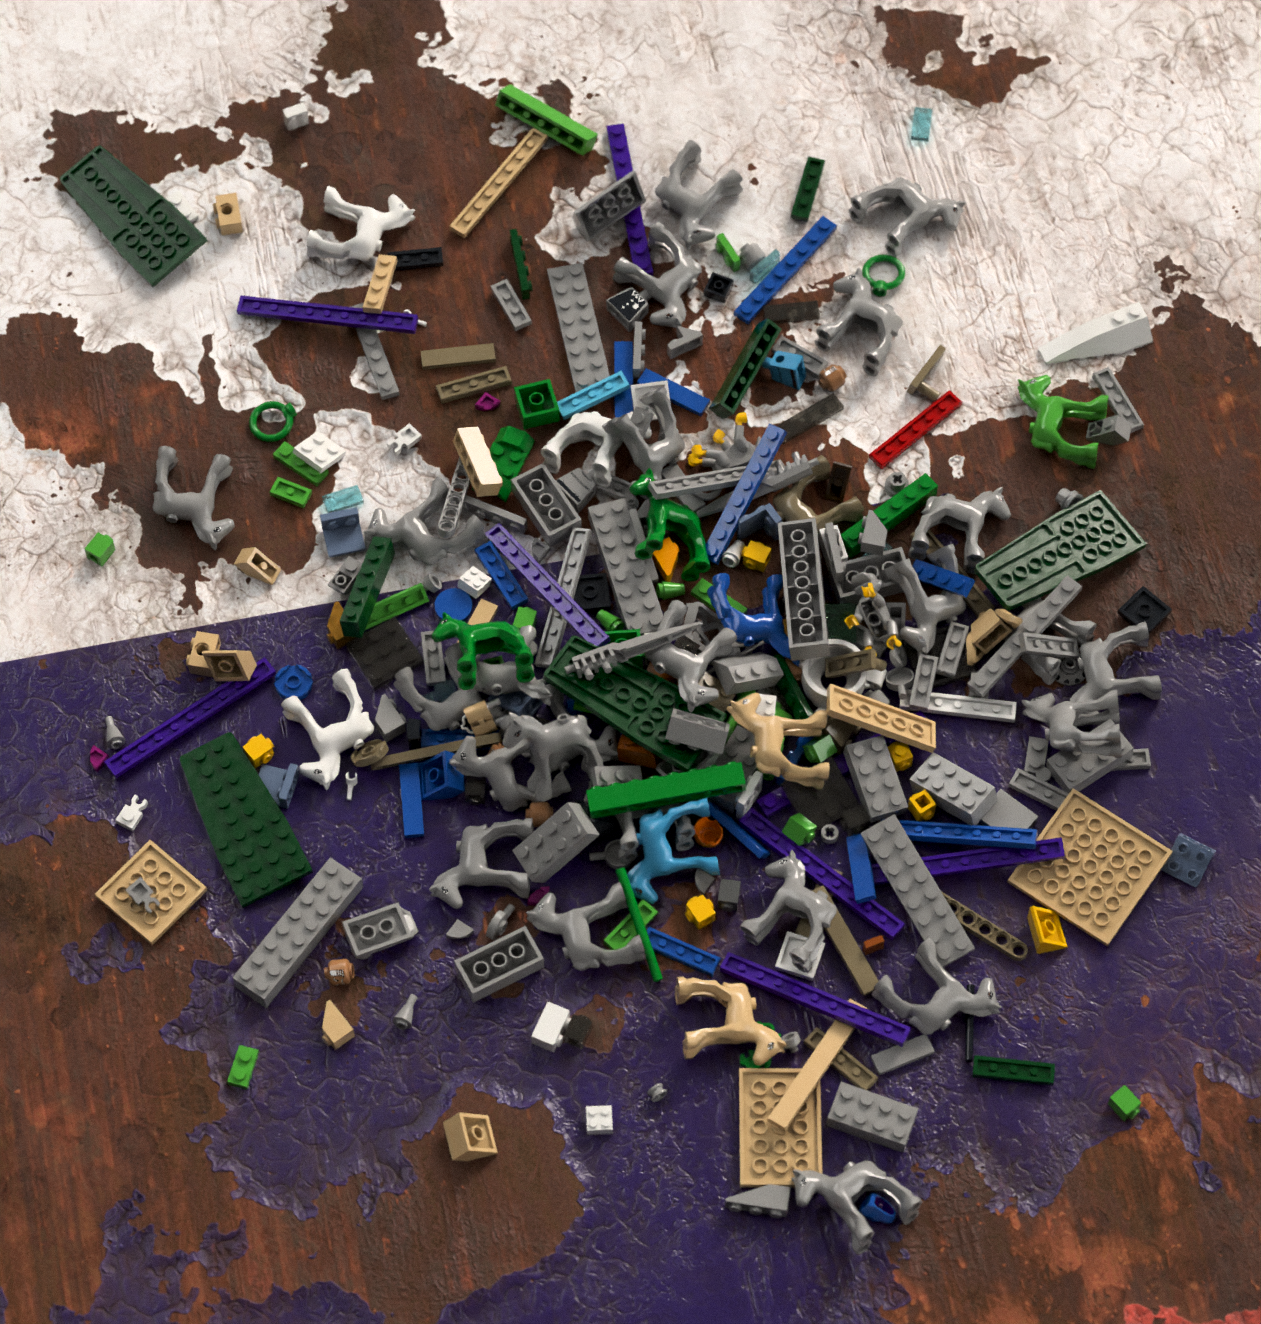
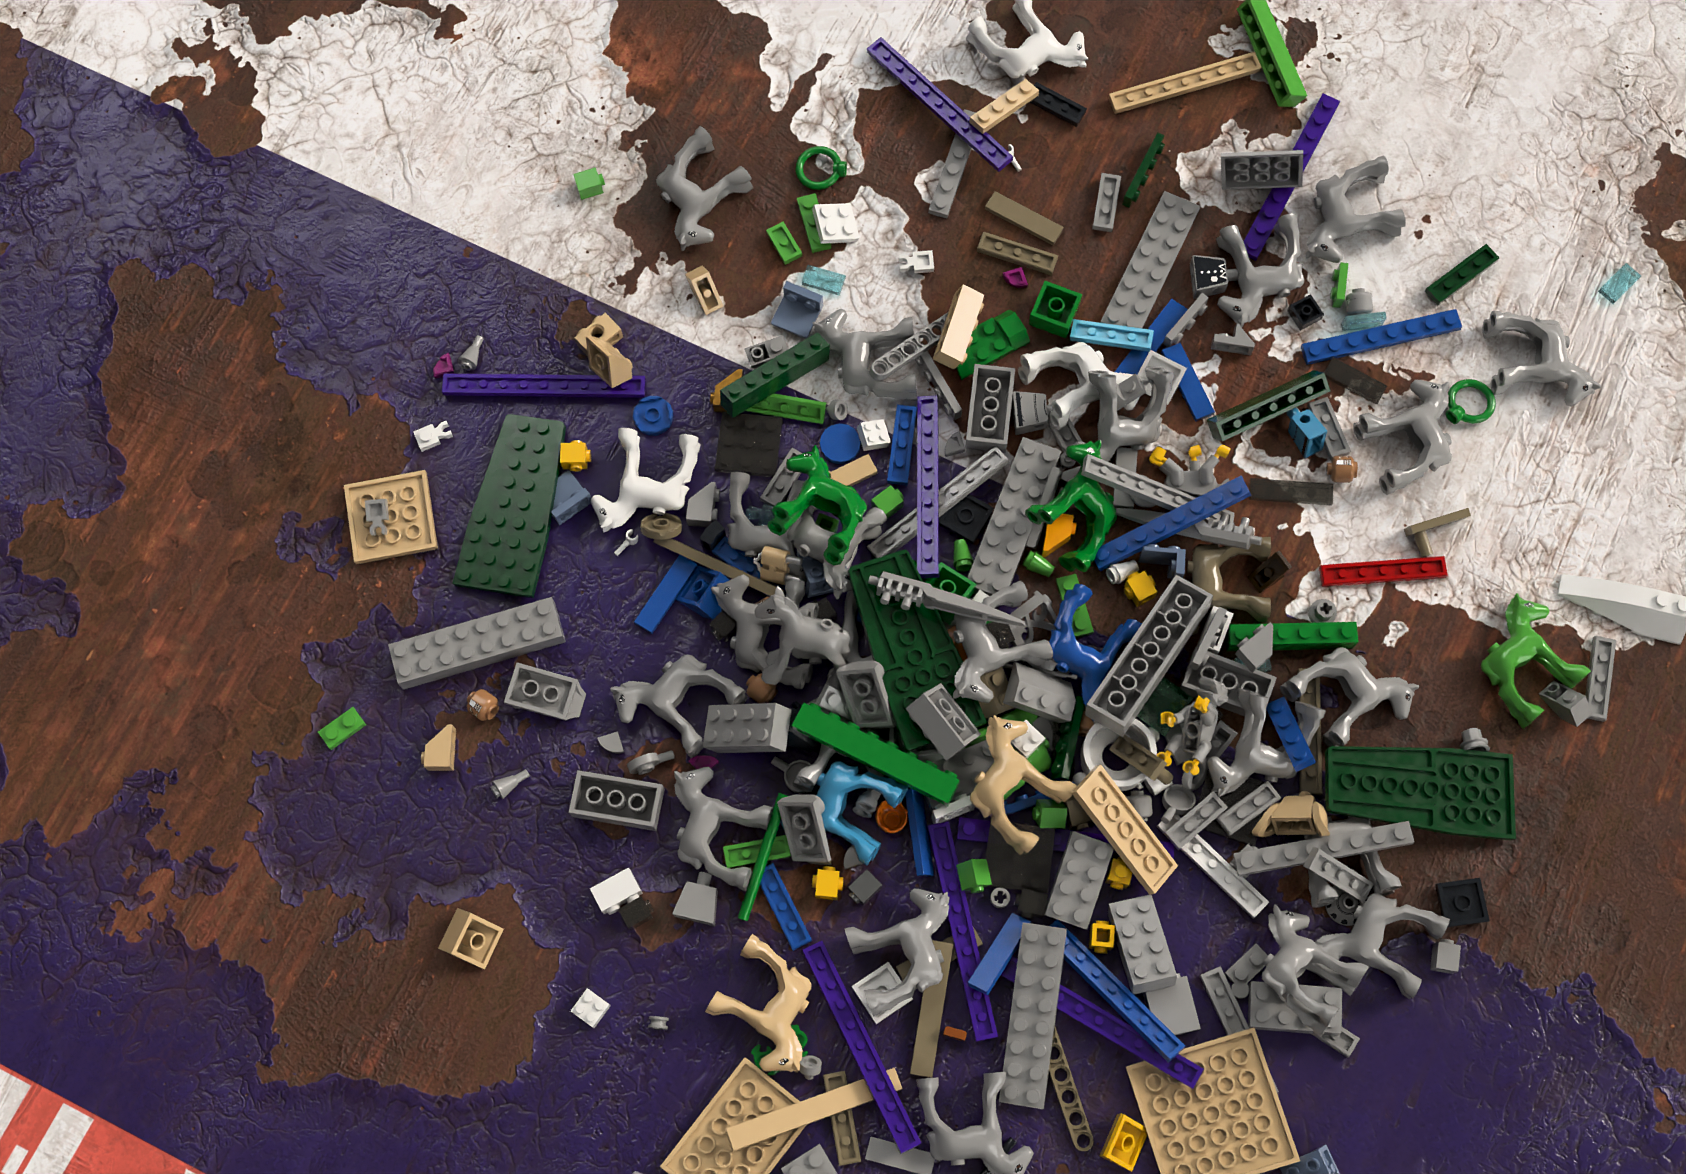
camera: 40 degrees right, 10 degrees up
(617, 991) = (698, 901): none -> light grey torso
(627, 753) = (866, 694): none -> light grey slope
(657, 880) = (805, 828): none -> light grey slope
(1162, 653) = (1445, 956): none -> light grey brick

